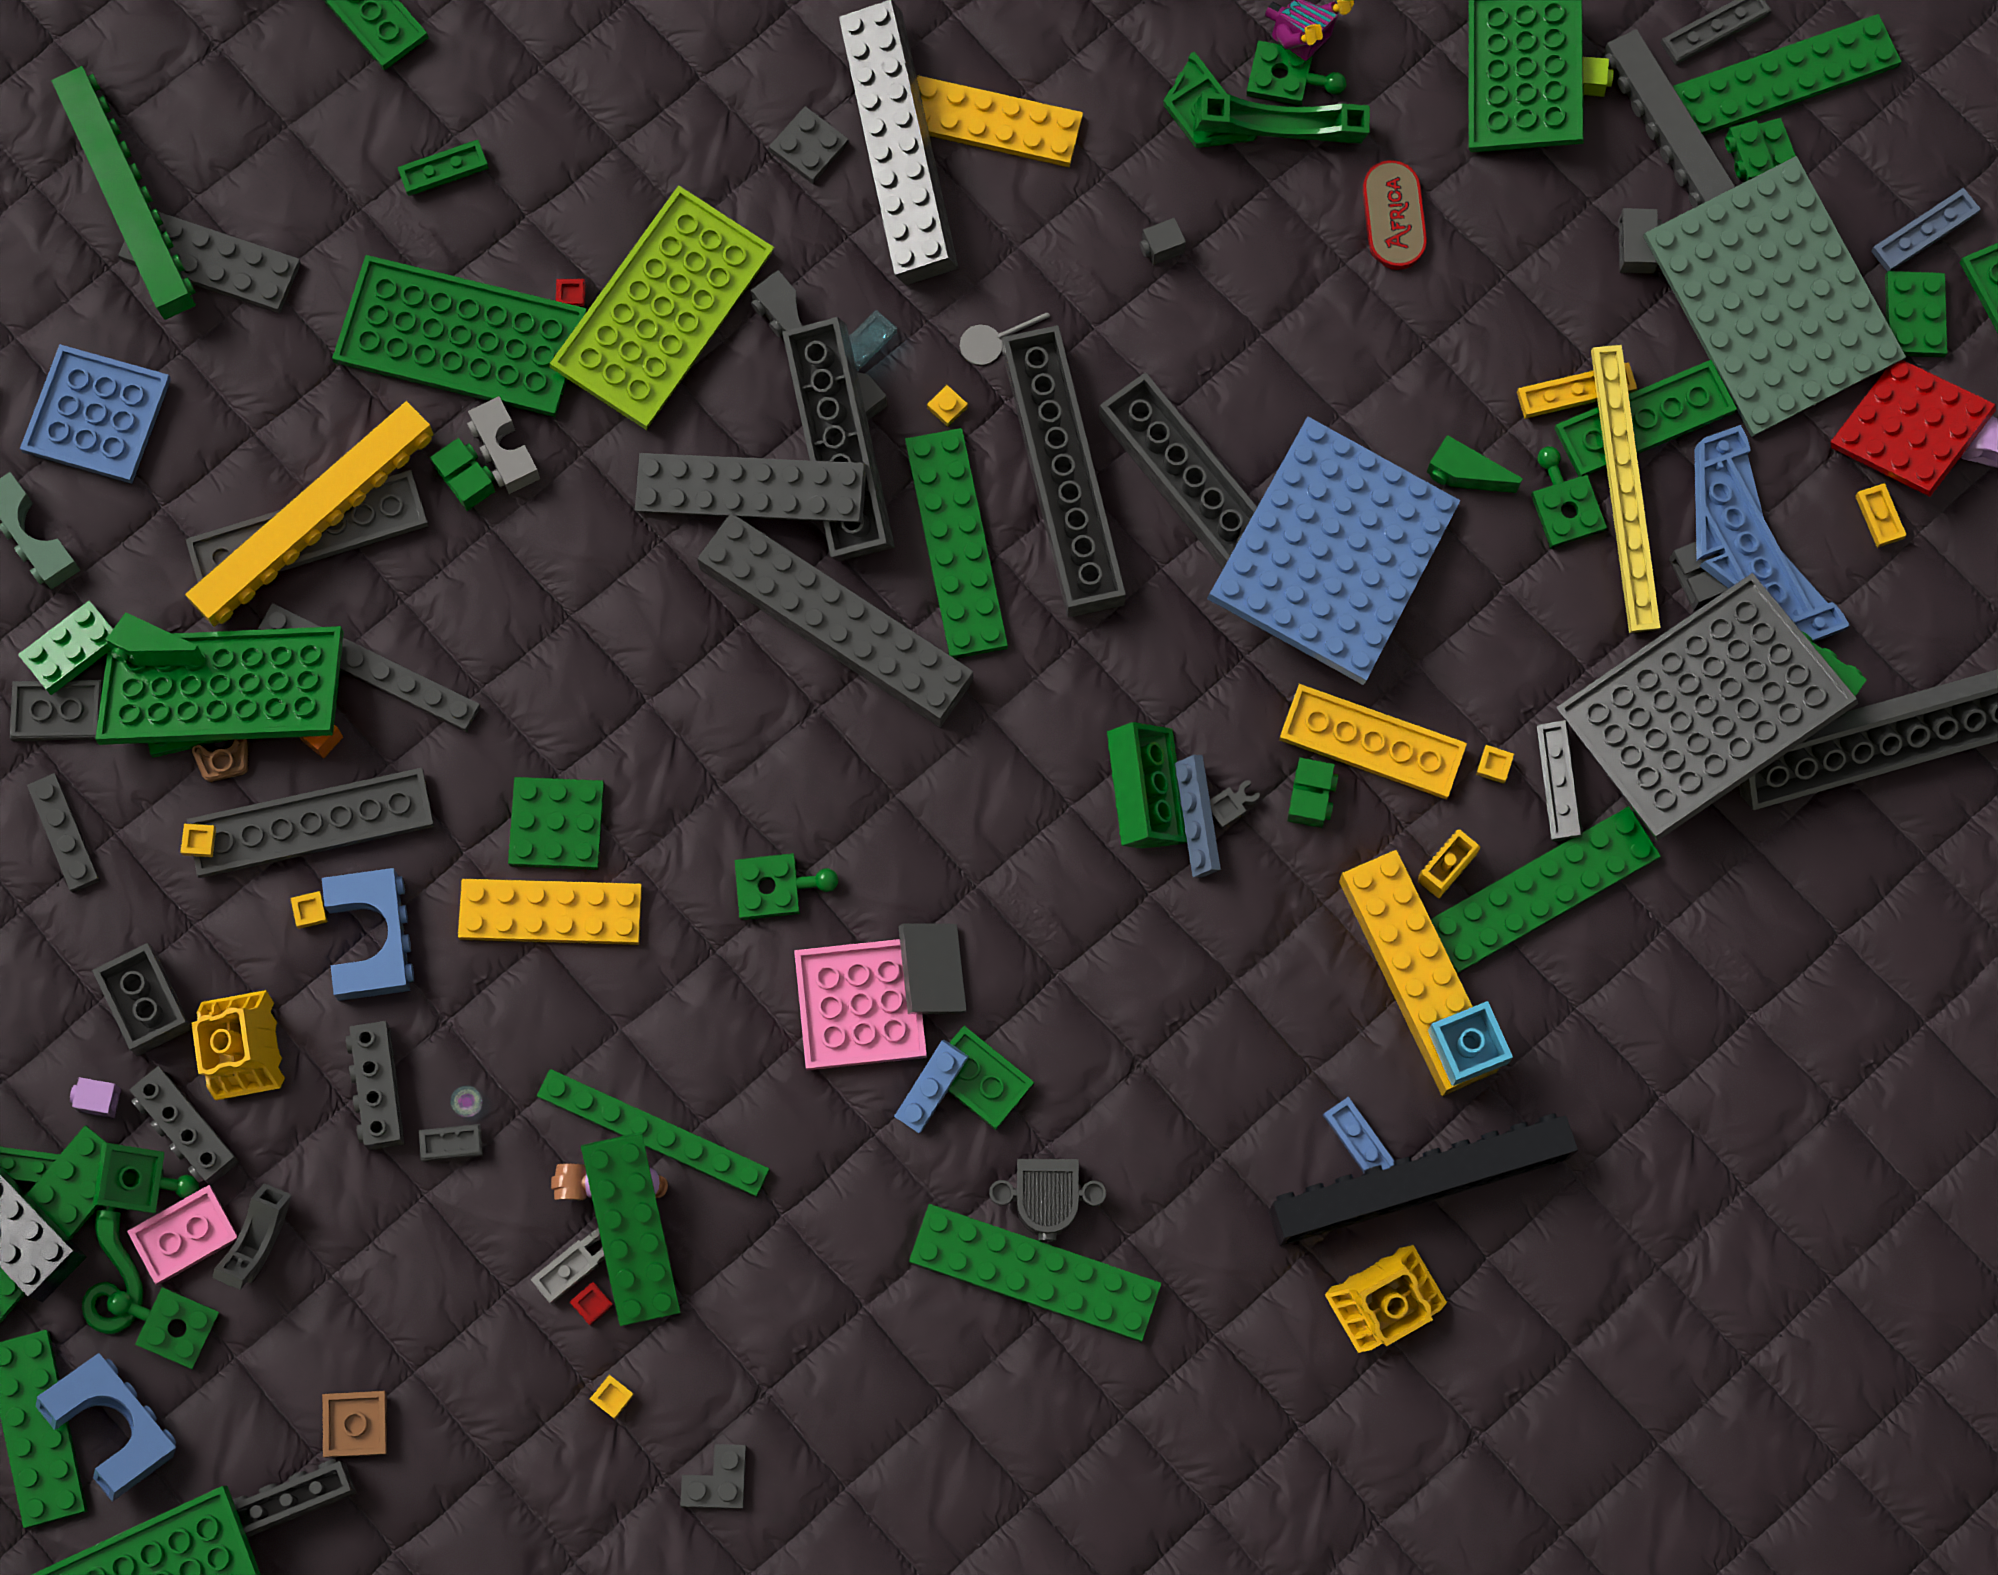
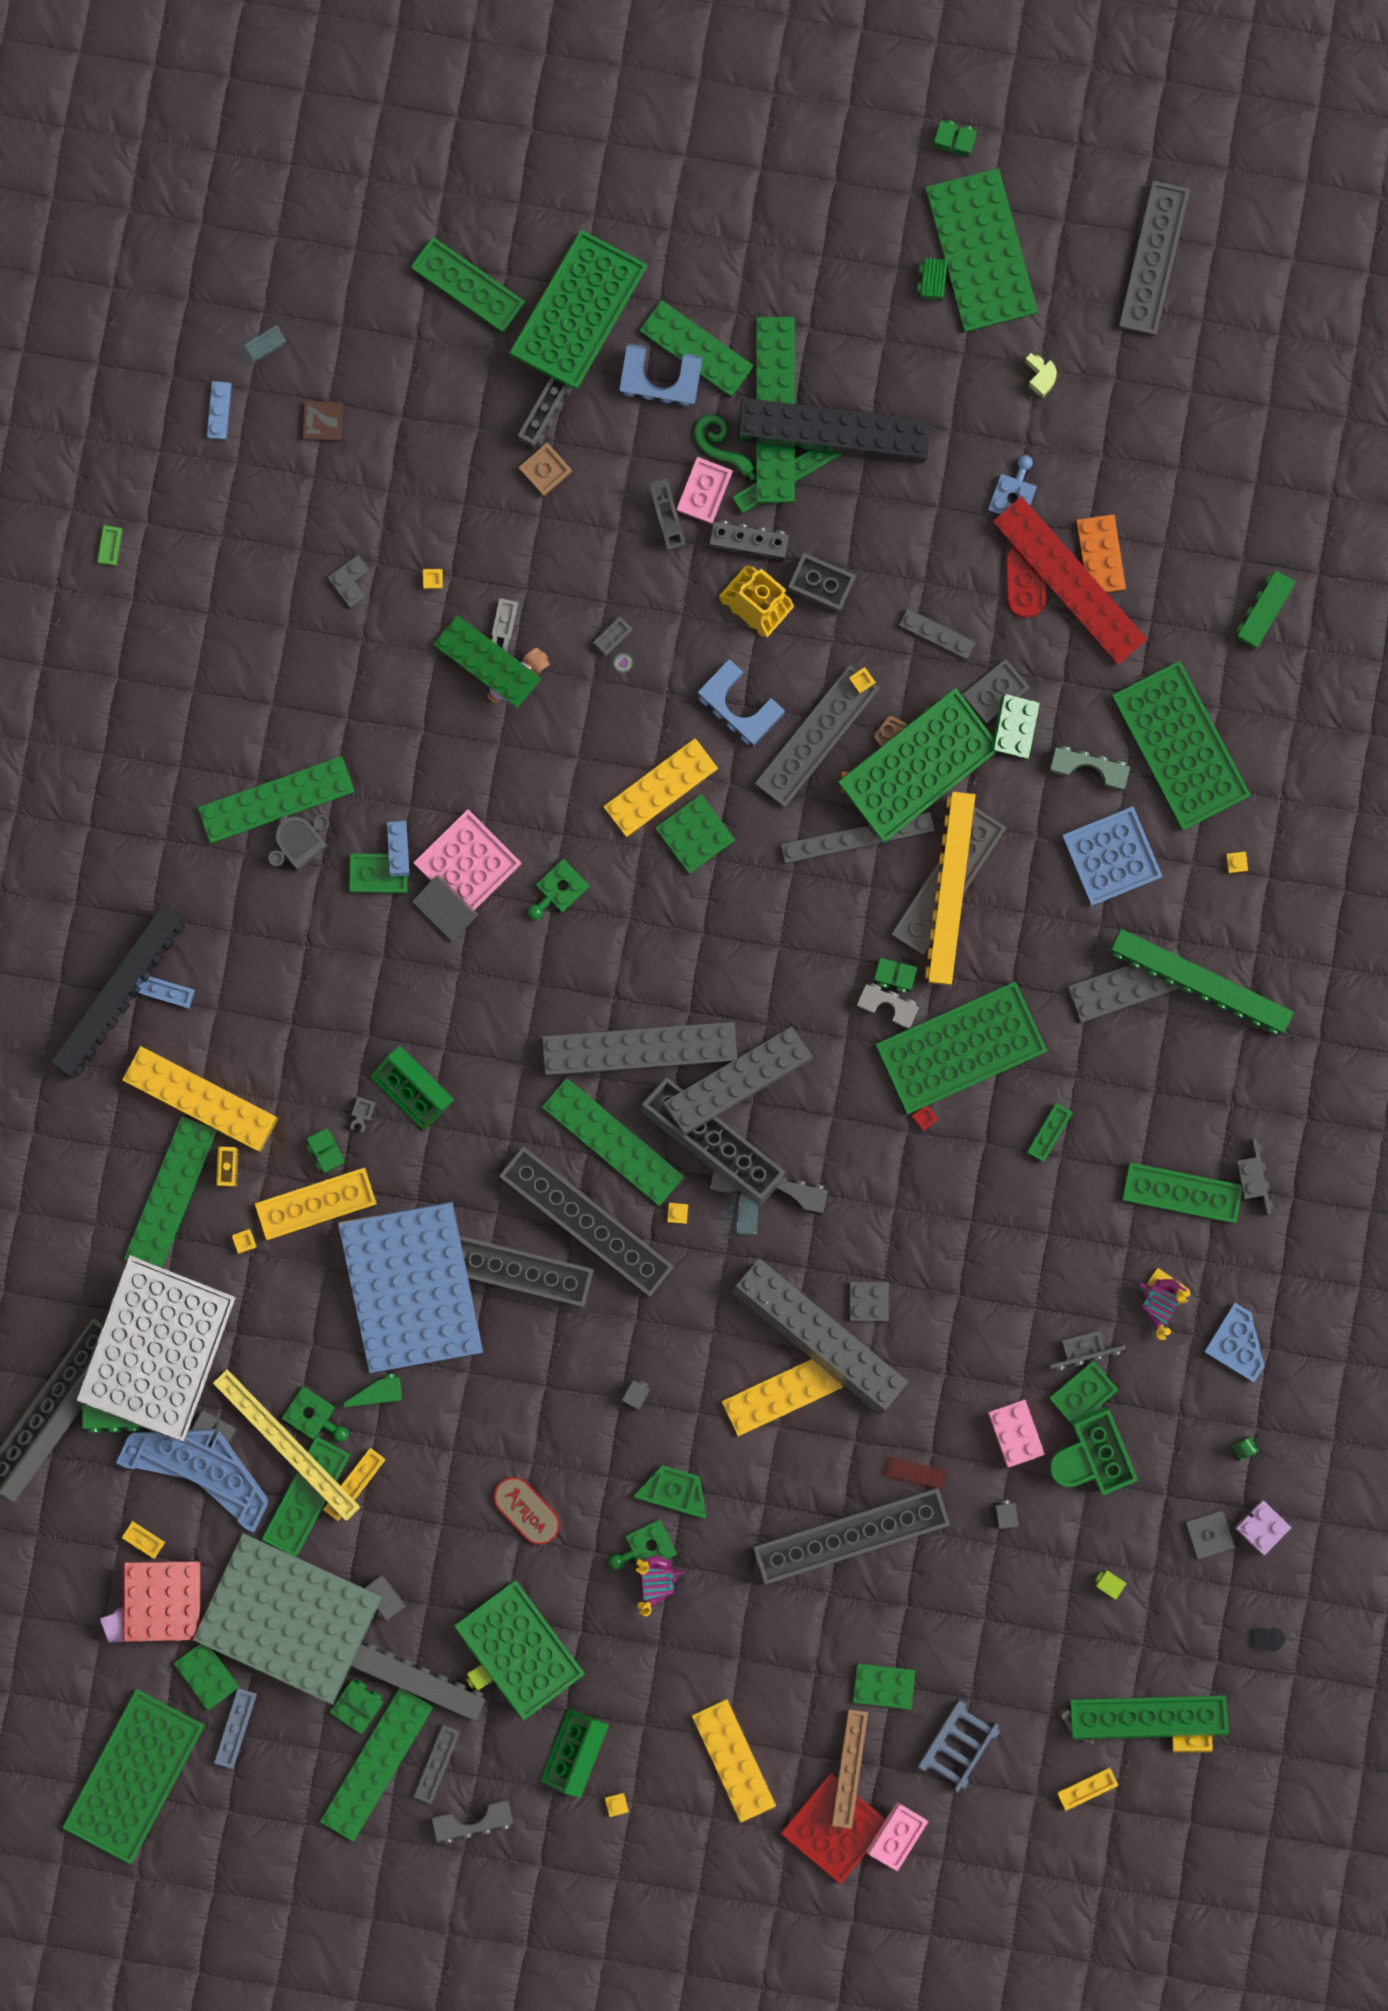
camera: 145 degrees right, 10 degrees up
(95, 1097) = (804, 520): lavender brick -> none
(147, 1167) = (738, 492): green plate -> none
(149, 645) = (974, 754): green slope -> none
(155, 1333) = (681, 450): green plate -> none
(309, 910) = (780, 692): yellow plate -> none
(376, 1085) = (672, 634): dark grey brick -> none
(591, 1303) = (480, 615): red tile -> none
(657, 1133) = (518, 719): green plate -> none
(661, 307) = (868, 1145): lime plate -> none
(983, 344) = (687, 1263): light grey piece -> none
(1197, 816) = (374, 1092): sand blue plate -> none
(1238, 116) = (626, 1512): green arch -> none
(1386, 1300) = (93, 921): yellow slope -> none
(1470, 1043) = (143, 1072): medium azure brick -> none
(1559, 780) = (204, 1258): plate -> none

